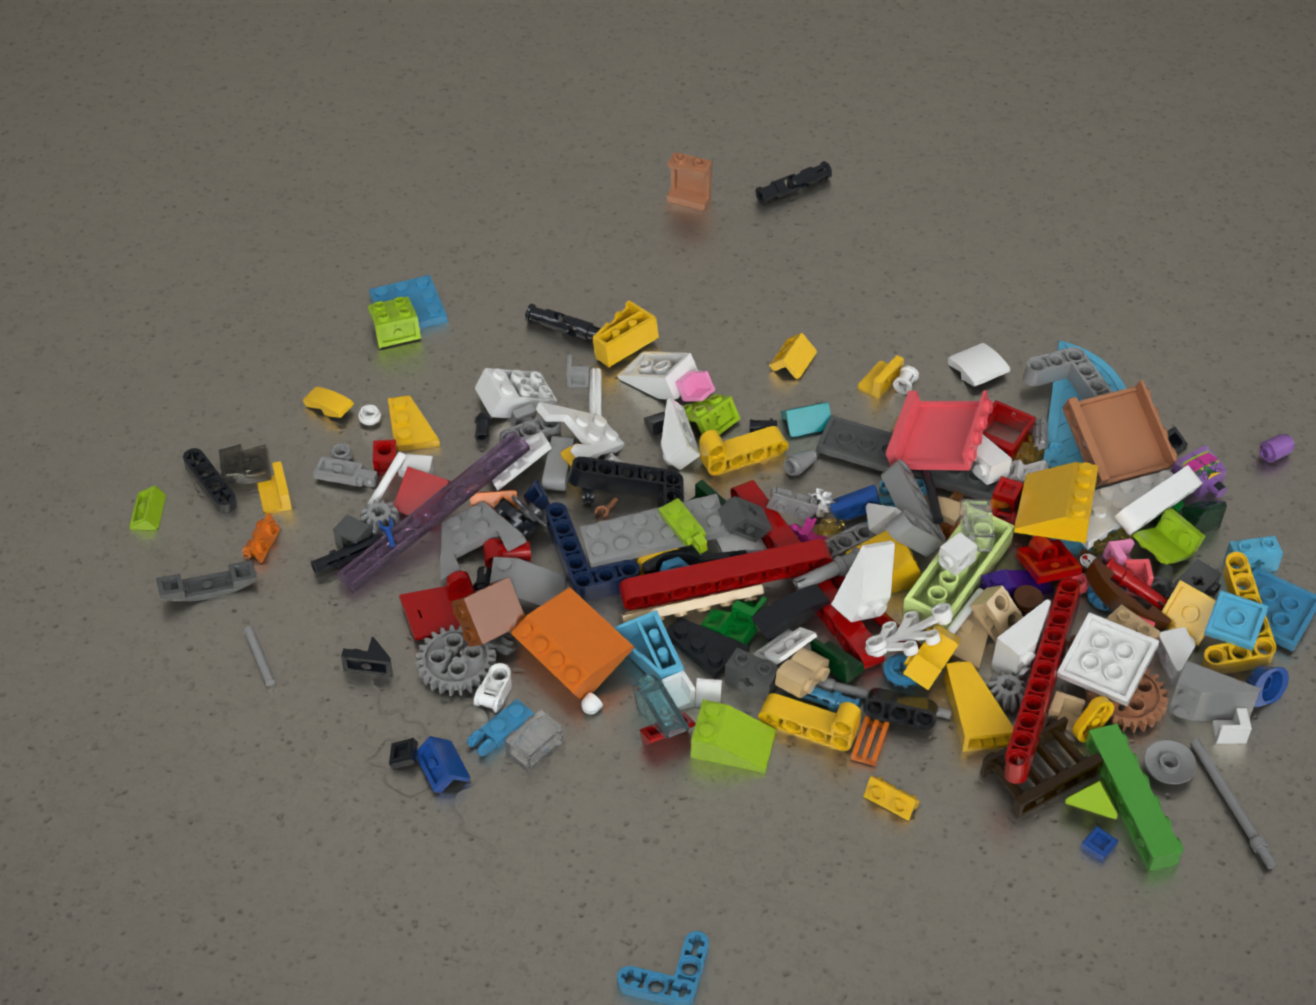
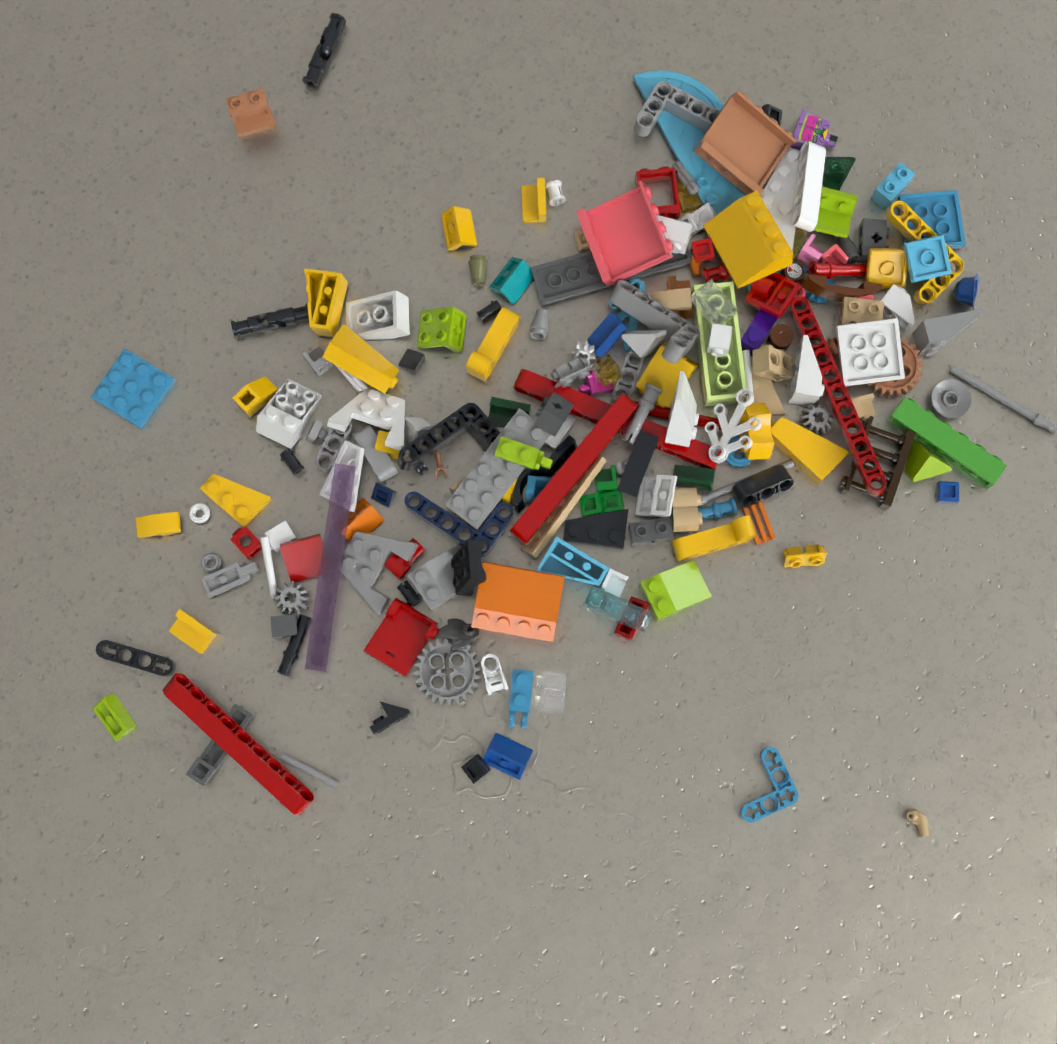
camera: 40 degrees left, 30 degrees up
(222, 589) = (238, 744): none -> red beam
(244, 466) = (150, 626): clear smoke slope -> none
(263, 538) = (220, 670): orange hinge -> none
(388, 531) = (315, 610): blue hand -> none
(394, 321) = (139, 414): lime bracket -> none
(488, 612) = (450, 627): panel -> none
(499, 357) = (255, 395): none -> yellow slope
(515, 518) = (390, 526): black plate -> none
(531, 511) = (395, 514): dark grey plate -> none
(551, 580) = (468, 568): none -> black brick
(591, 704) = (563, 635): white hinge -> none
(612, 387) = (361, 360): none -> yellow slope
(677, 437) = (443, 370): white slope -> none
(695, 386) = (418, 314): bright pink panel -> none
(708, 690) = (632, 568): white slope -> none
(783, 390) = (478, 268): none -> olive cone
(932, 496) = (660, 295): black bar -> none
(978, 364) = (594, 140): white slope -> none
(1093, 717) = (884, 409): yellow plate -> none
(1233, 731) = (968, 340): white panel -> none
(1276, 447) = (844, 73): medium lavender brick -> none

